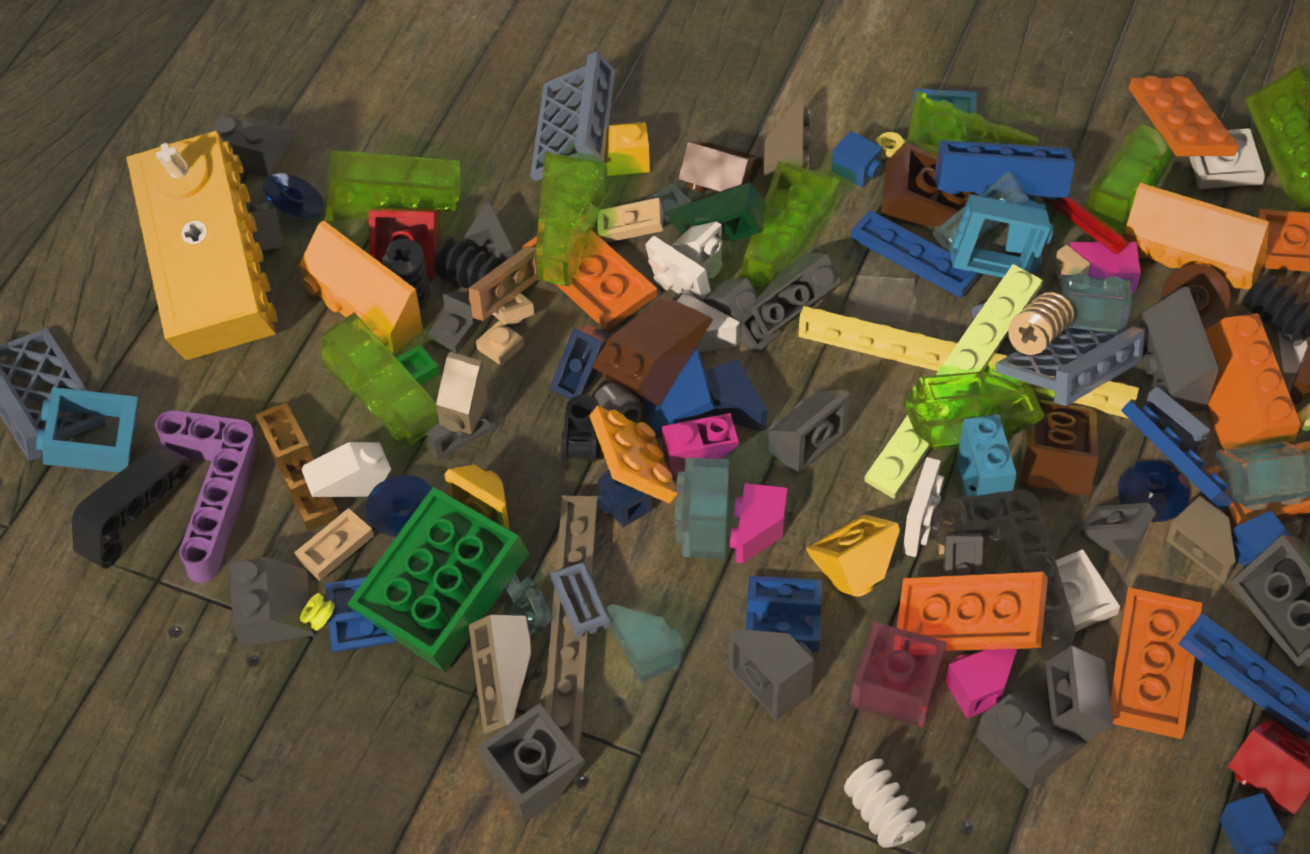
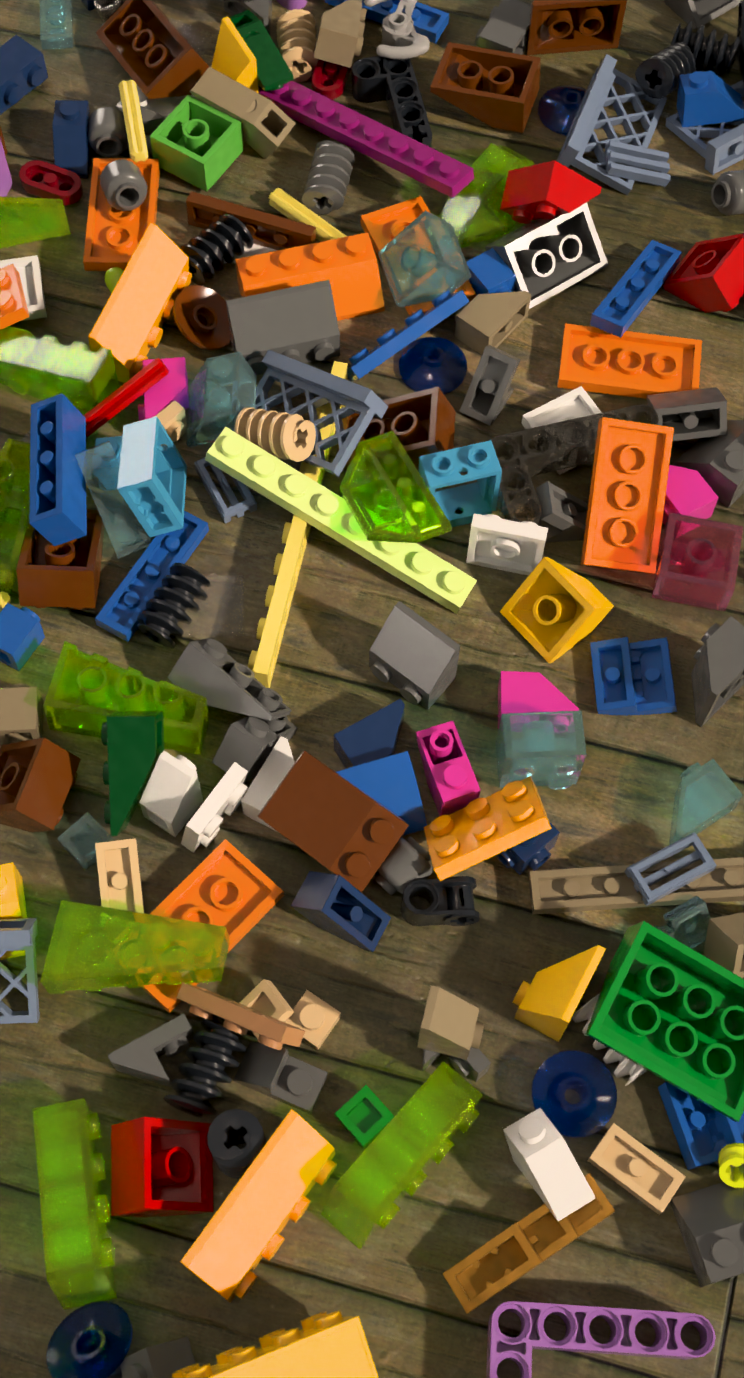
camera: 100 degrees left, 10 degrees up
(874, 262) = (171, 604): none -> black piece
(1178, 420) = (359, 336): sand blue tile -> none

